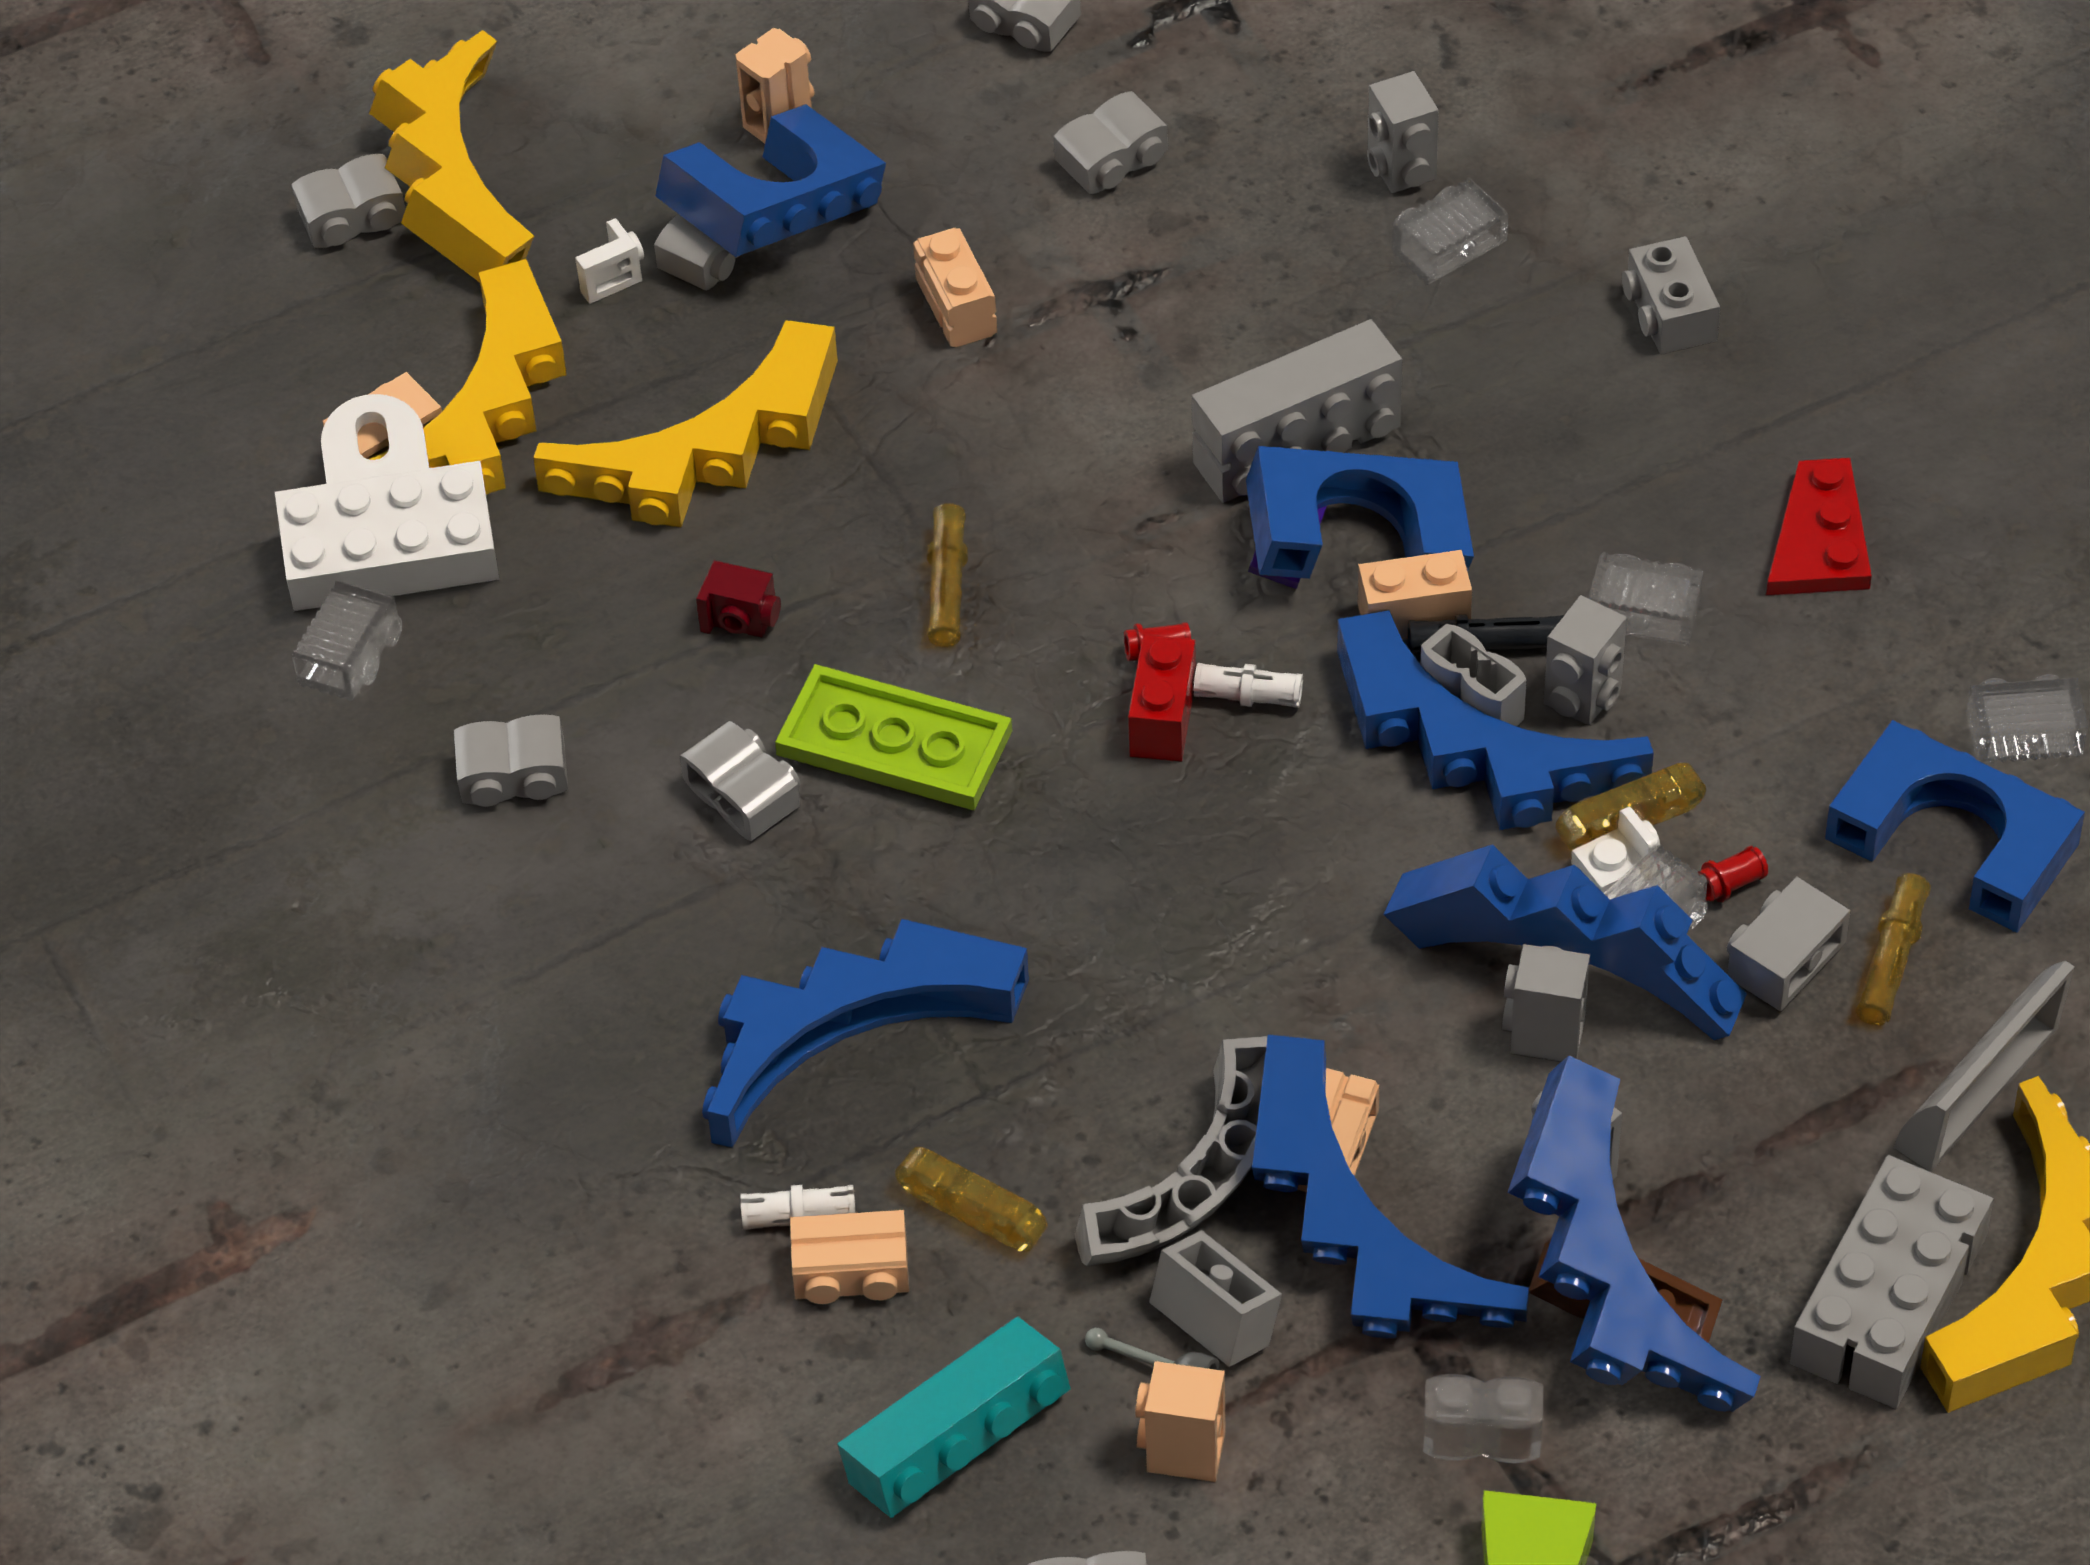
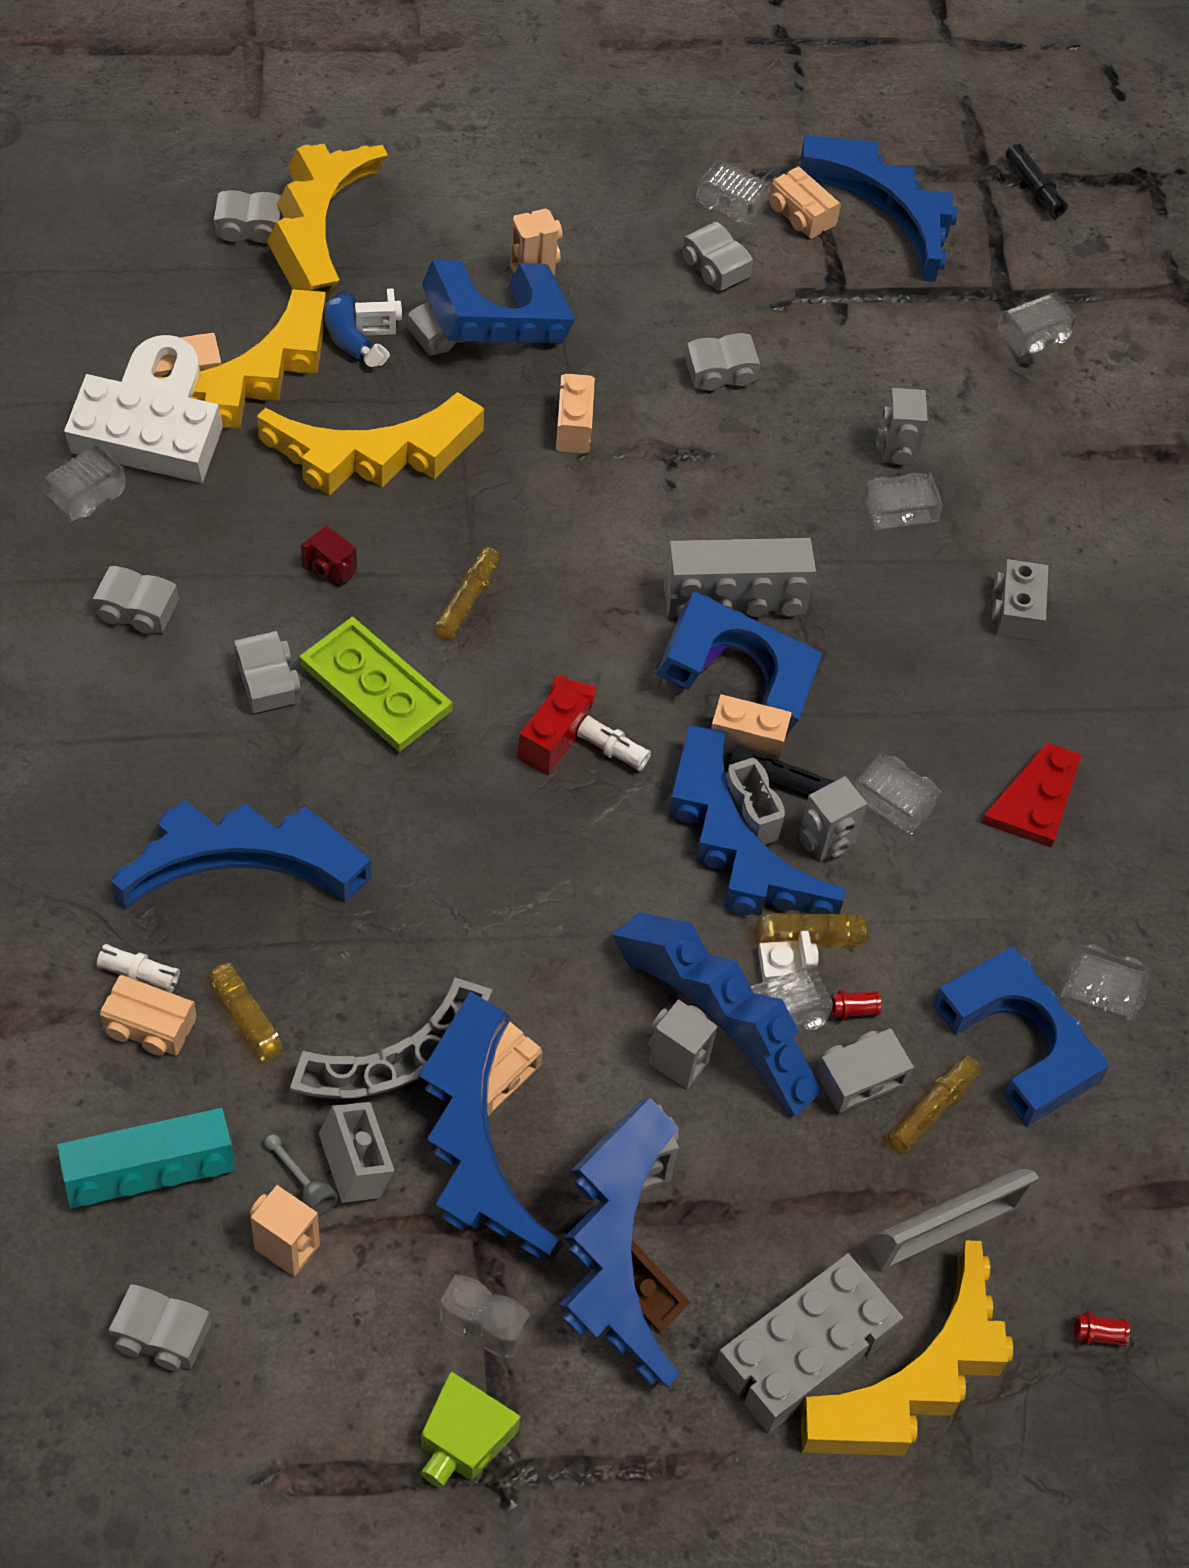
camera: 15 degrees right, 5 degrees up
(581, 308) = (342, 328): none -> blue arm

